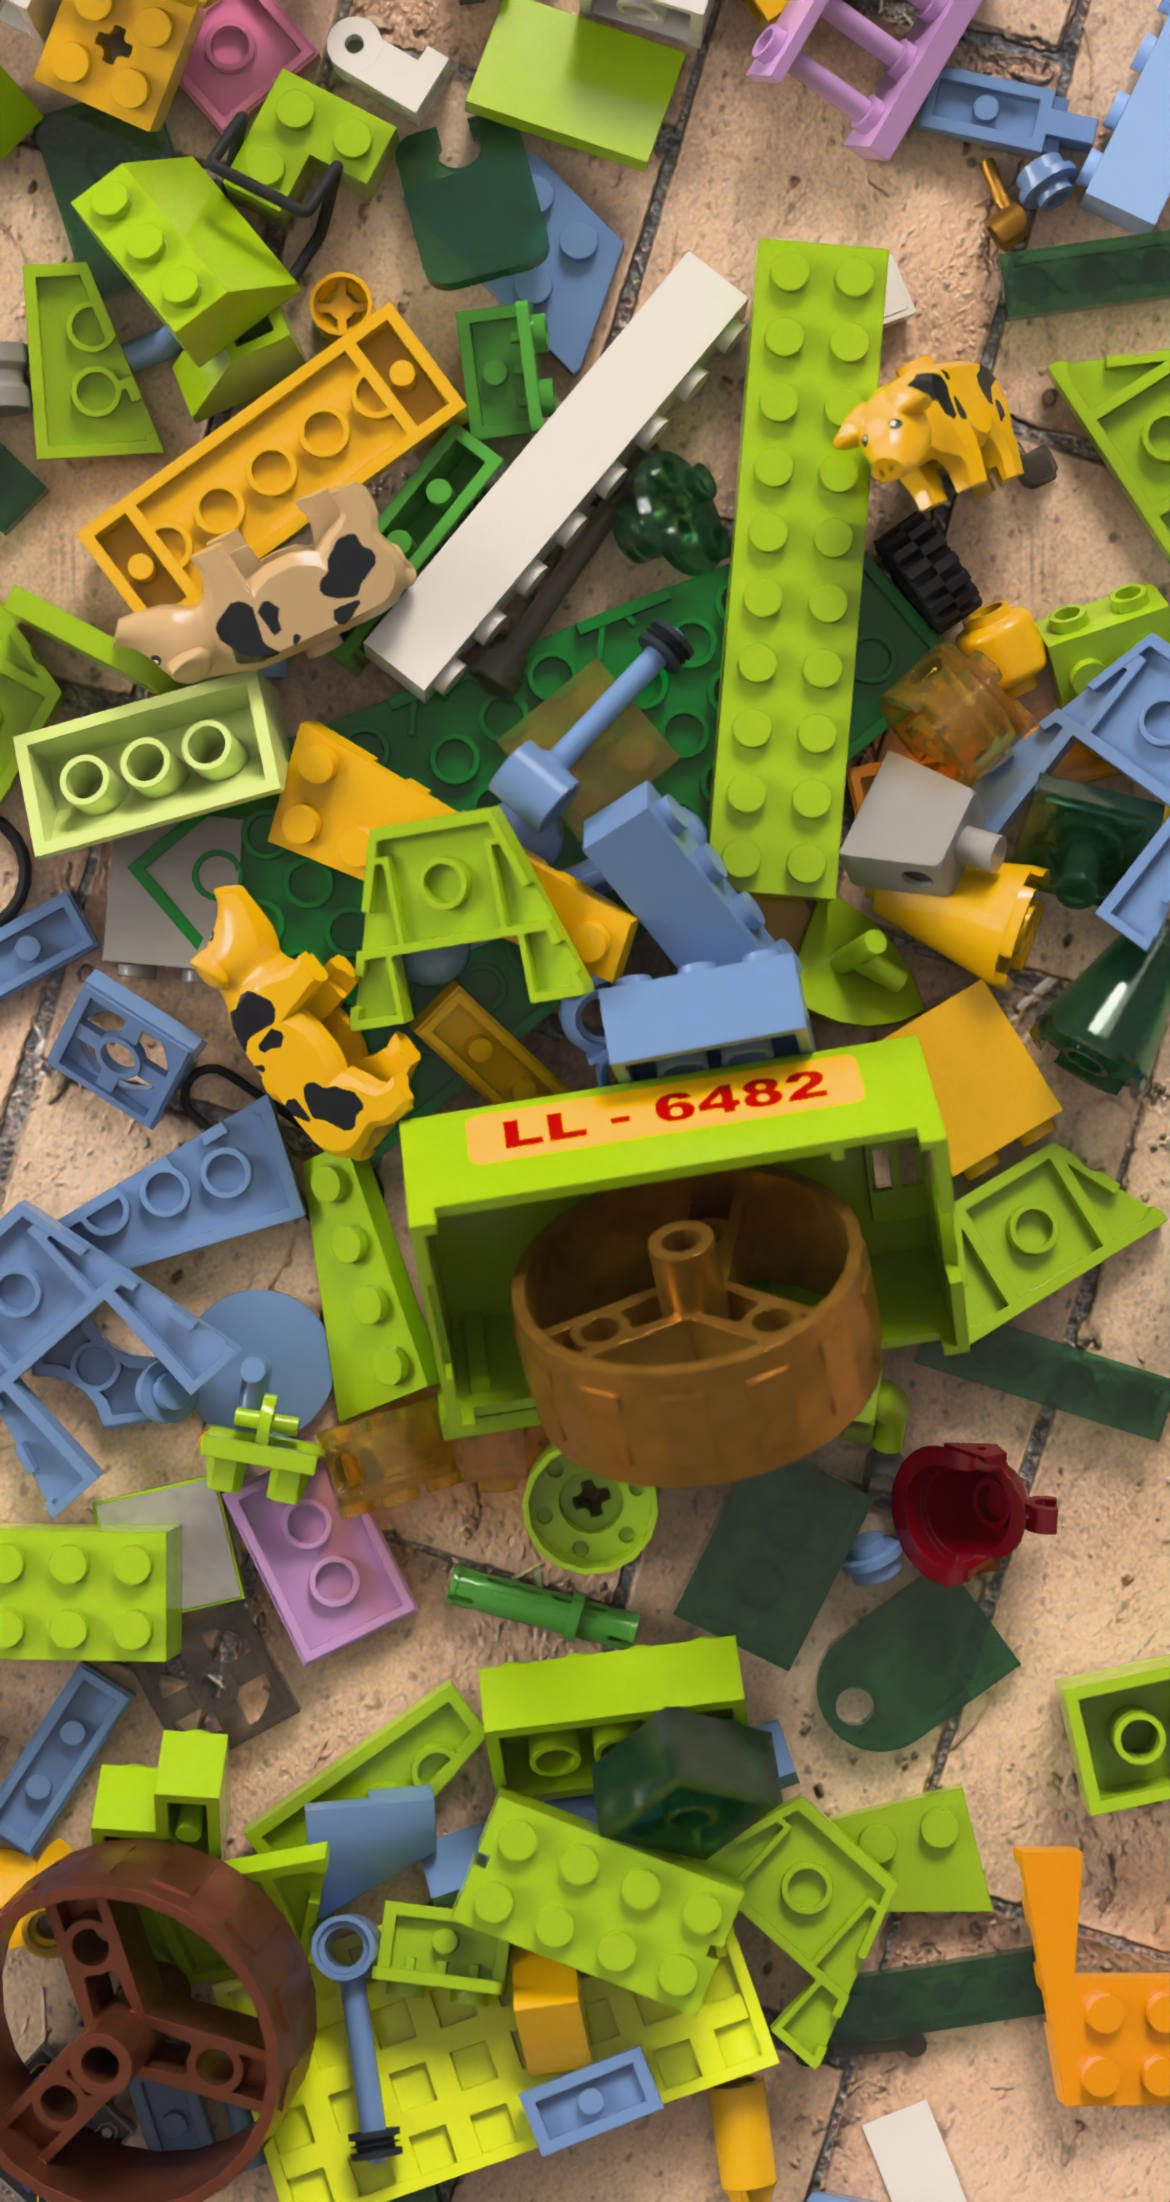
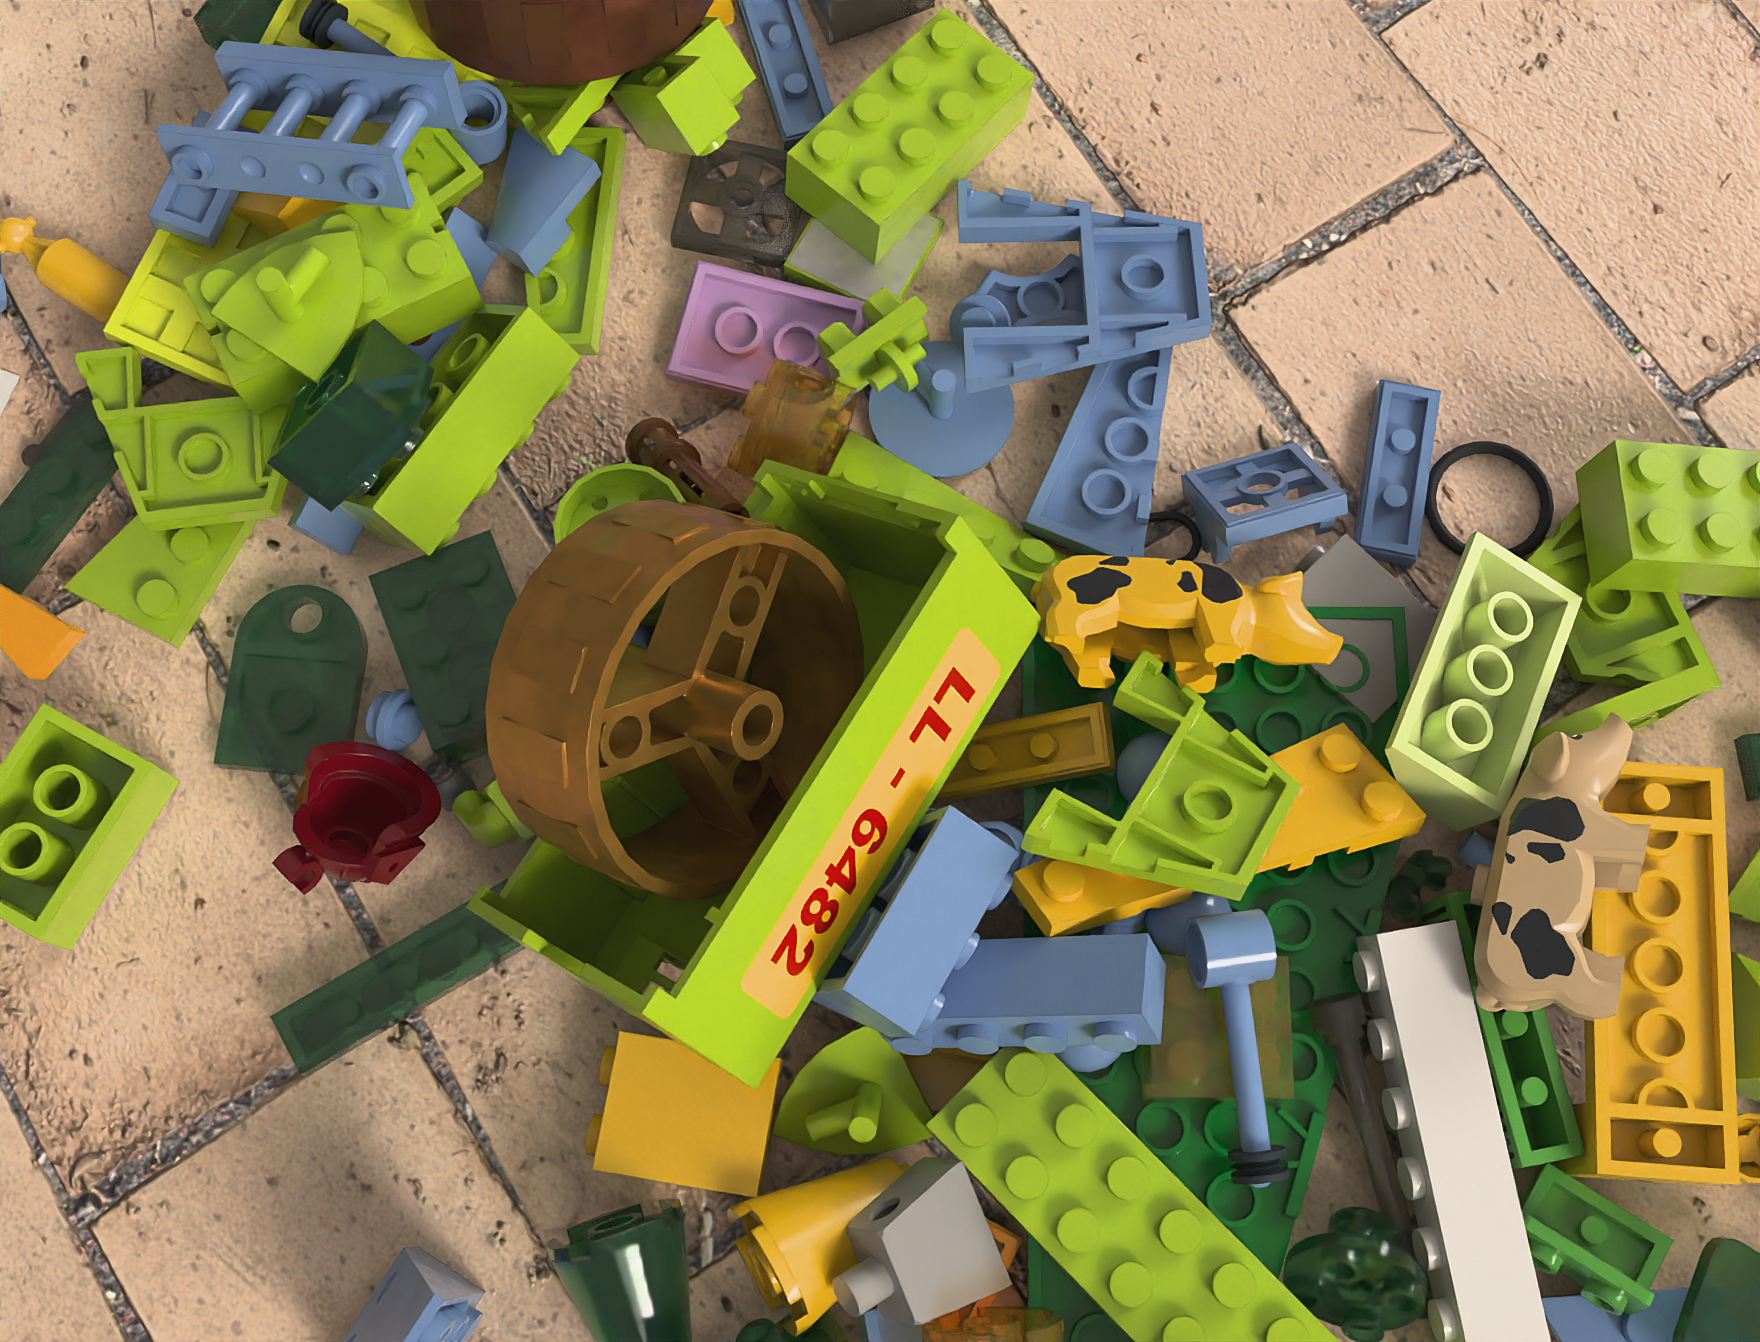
camera: 125 degrees right, 15 degrees down
(345, 697) = (1406, 885): none -> clear green arm
(450, 2083) = (322, 84): none -> medium blue fence
(498, 1520) = (688, 464): none -> reddish brown pin
(543, 1608) = (561, 469): bright green pin -> none
(637, 1900) = (299, 301): none -> lime shield
(1038, 1232) = (517, 1061): lime wing -> none

